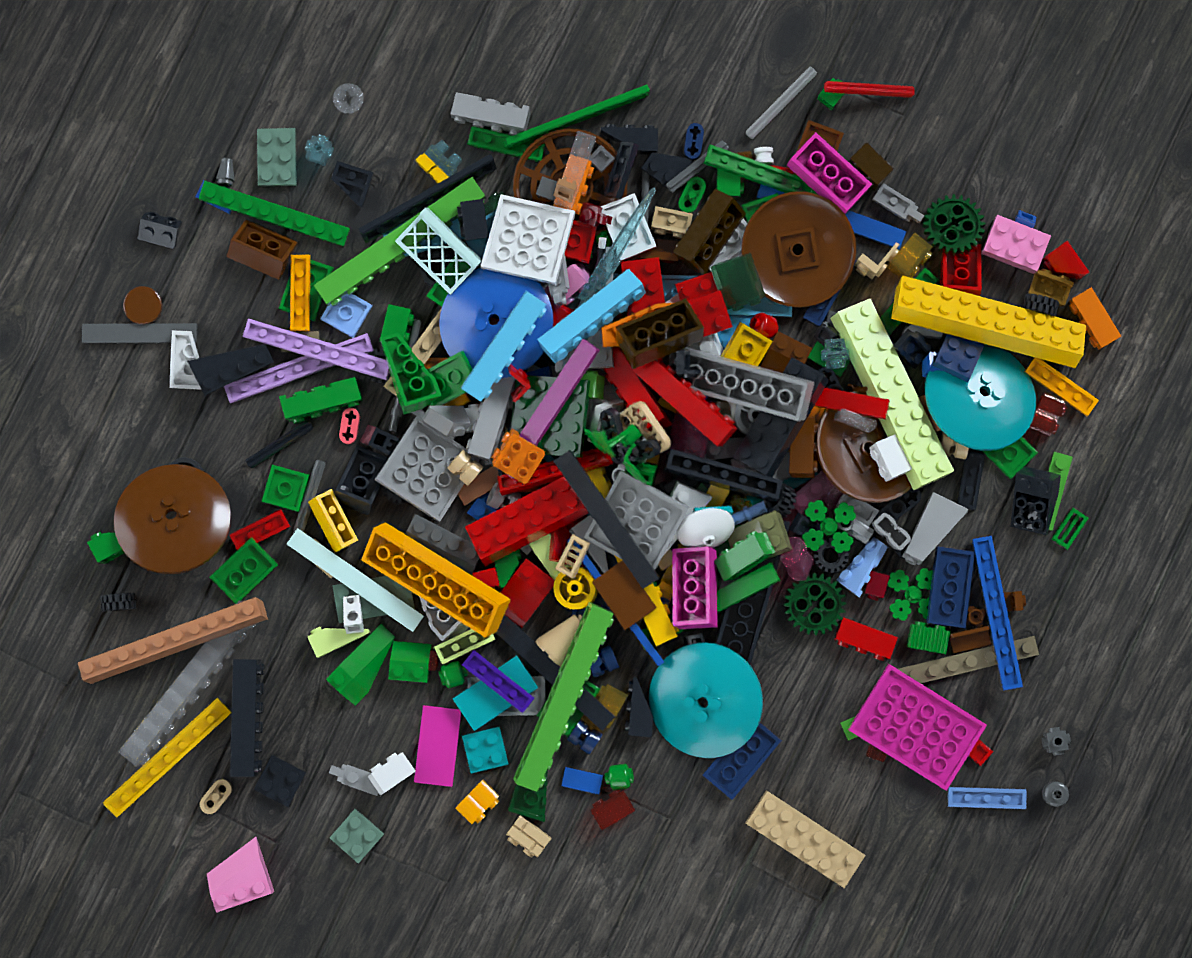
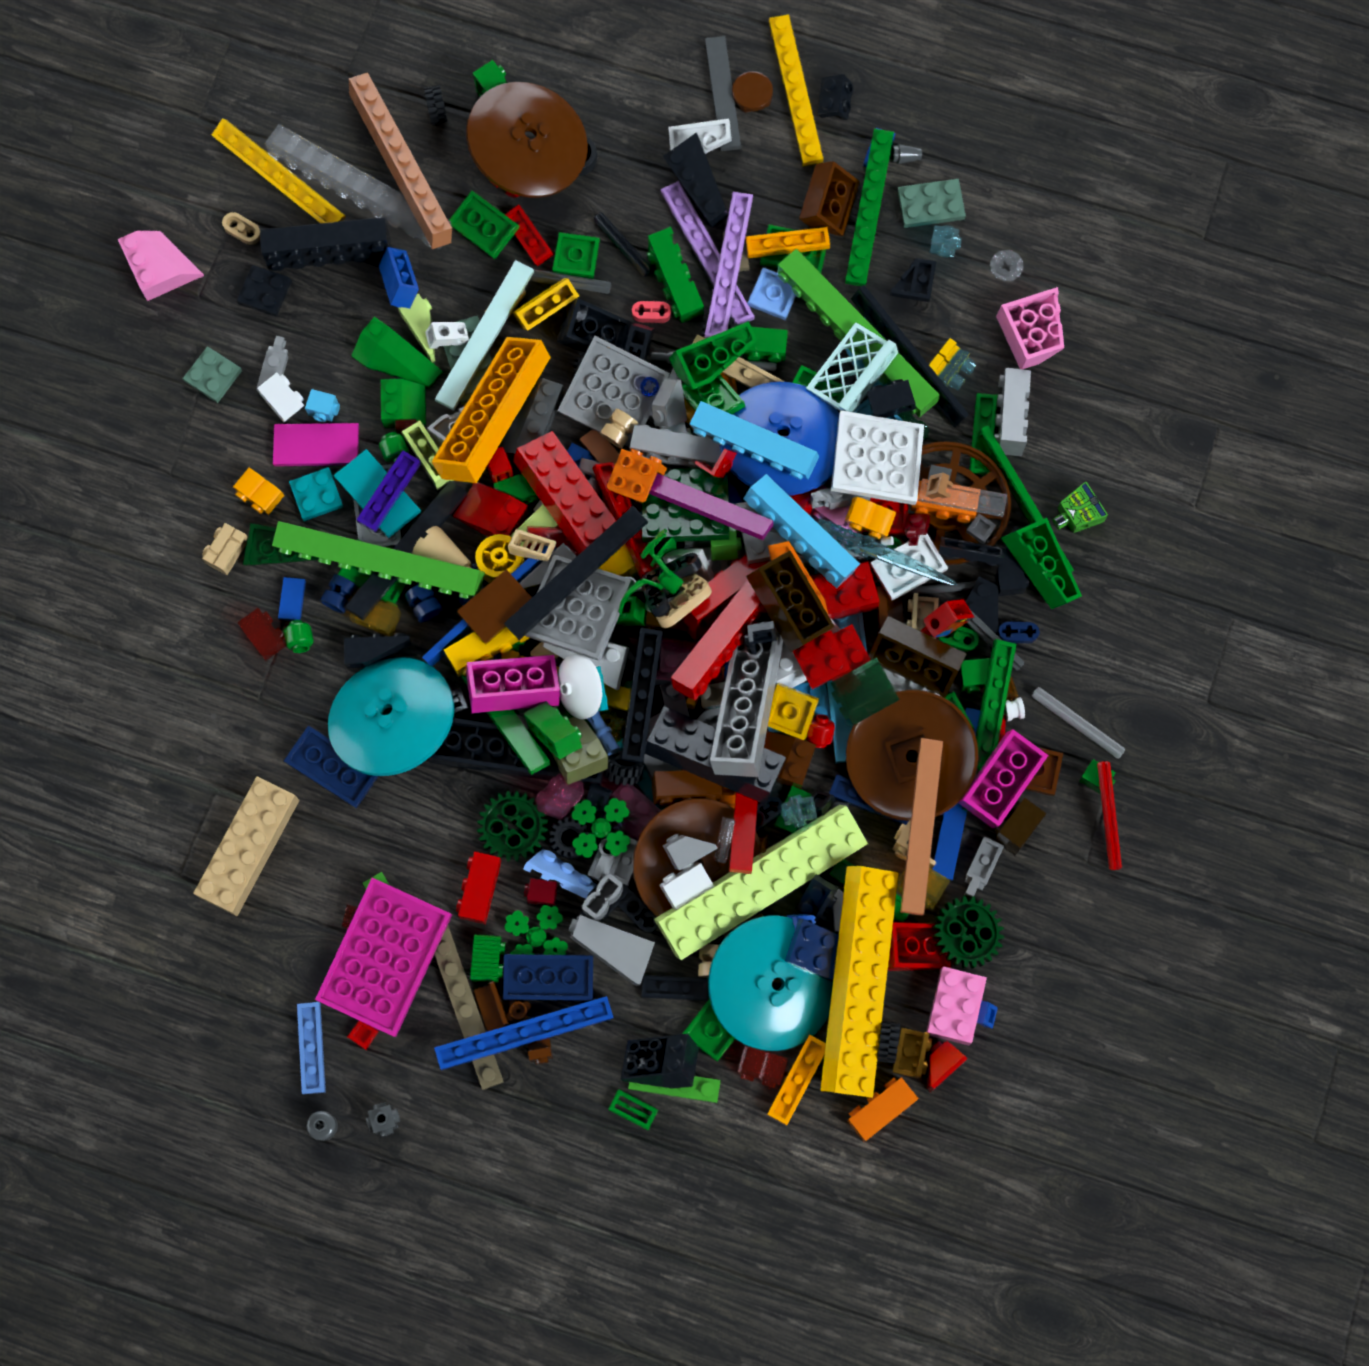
camera: 80 degrees right, 10 degrees down
(145, 265) = (796, 90): none -> yellow plate
(291, 653) = (398, 277): none -> blue brick
(403, 736) = (322, 406): none -> medium azure brick
(414, 83) = (1033, 327): none -> bright pink wedge
(432, 430) = (654, 390): none -> clear blue bush
(582, 254) = (870, 517): none -> light orange brick
(590, 70) = (1080, 510): none -> torso
(637, 109) = (1043, 562): none -> green wedge
(681, 201) = (947, 618): none -> red torso
(861, 452) = (686, 850): none -> light grey slope
(865, 249) = (921, 827): none -> nougat tile

